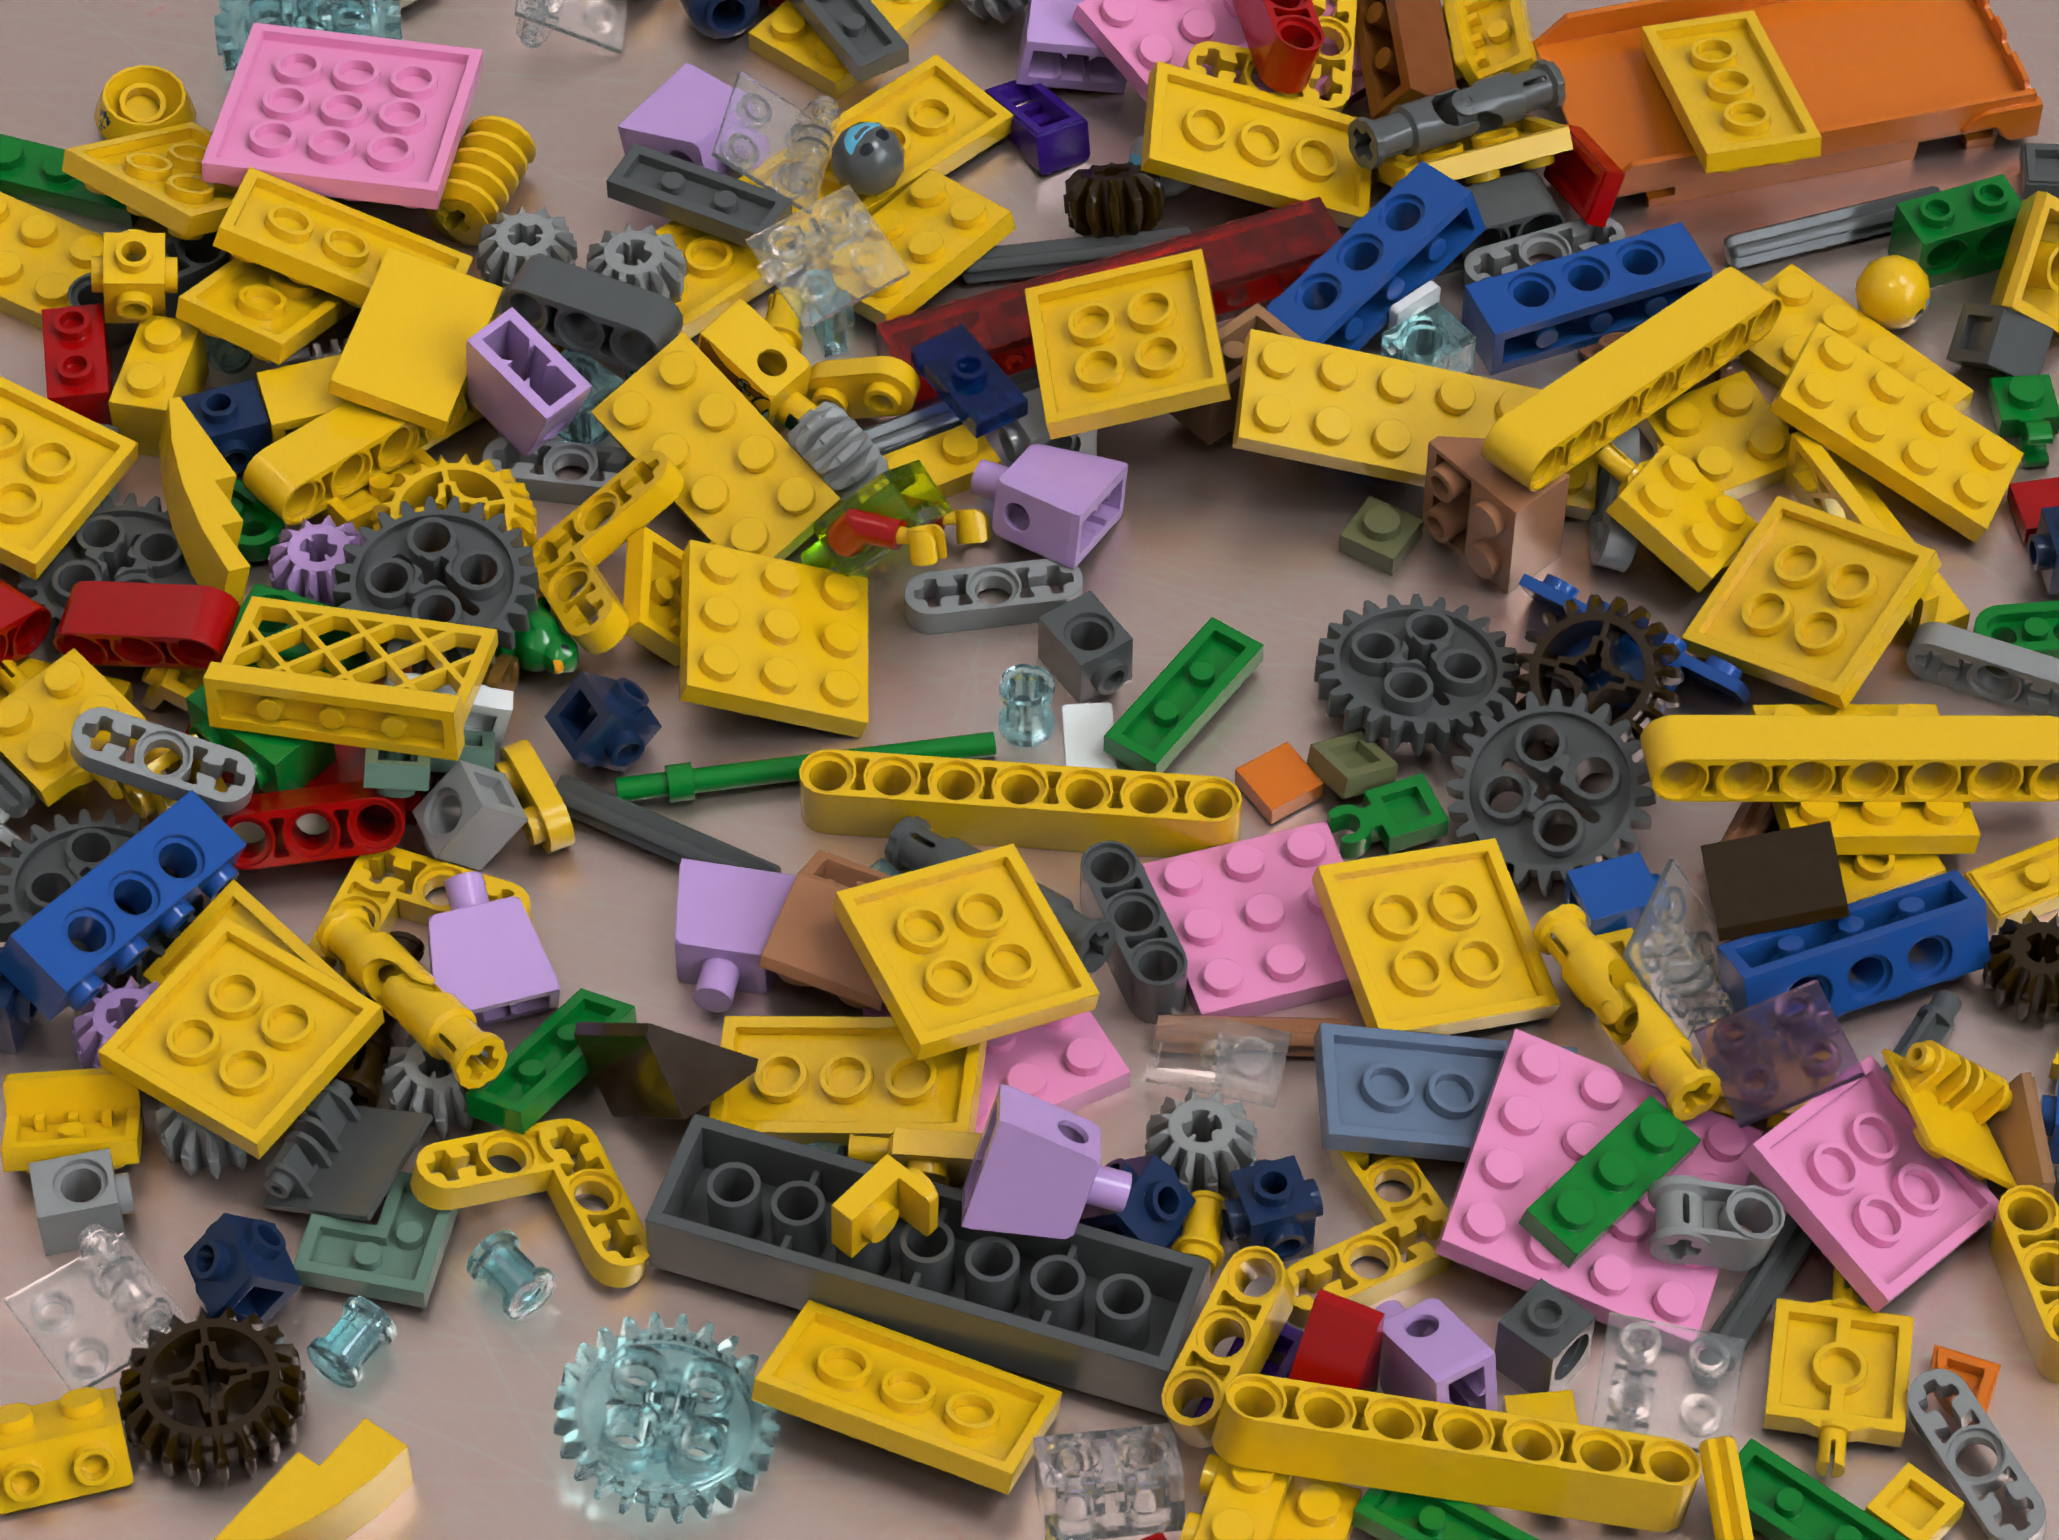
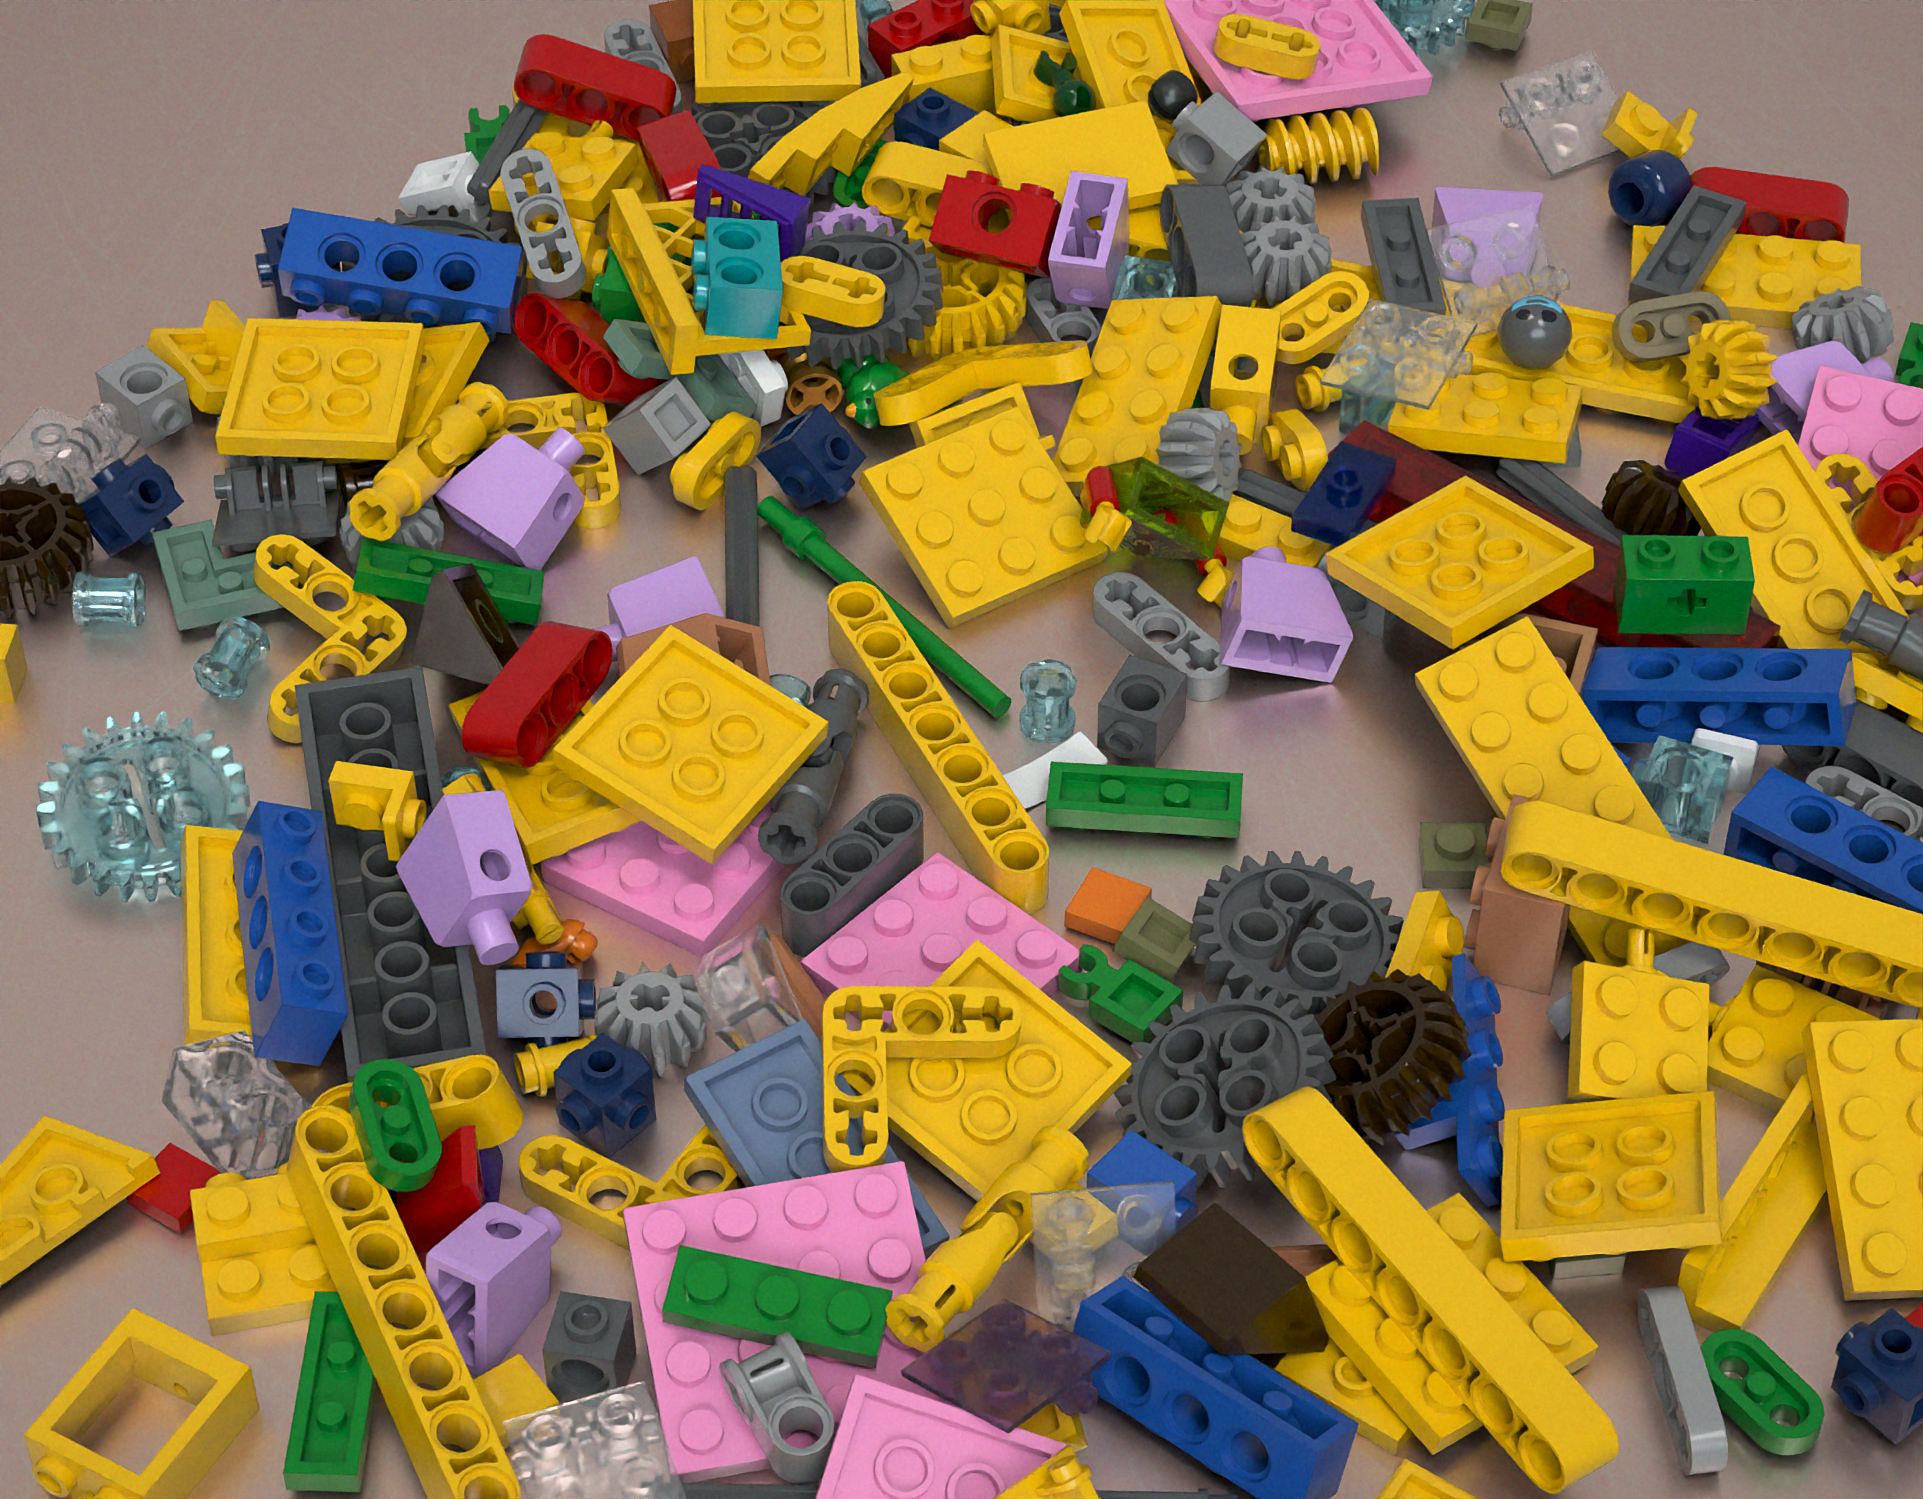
camera: 60 degrees right, 5 degrees down
(322, 298) = (1070, 94): none -> dark green arm
(342, 585) = (768, 201): none -> dark purple slope
(379, 130) = (1267, 46): none -> yellow beam
(382, 227) = (1171, 94): none -> pearl dark grey hinge
(416, 636) = (738, 277): none -> teal brick
(455, 232) = (1214, 140): none -> light grey brick
(465, 588) = (832, 291): none -> yellow beam
(491, 425) = (964, 216): none -> red brick
(716, 292) = (1311, 316): none -> yellow plate
(789, 1044) = (537, 694): none -> red beam
(928, 72) = (1665, 324): none -> dark tan plate
(929, 1358) = (289, 934): none -> blue brick
(1016, 83) = (1728, 369): none -> yellow gear
(1258, 222) = (1683, 584): none -> green brick
(1281, 1345) = (395, 1132): none -> green plate
(1389, 993) = (870, 1046): none -> yellow beam
(1480, 591) = (1428, 940): none -> yellow plate

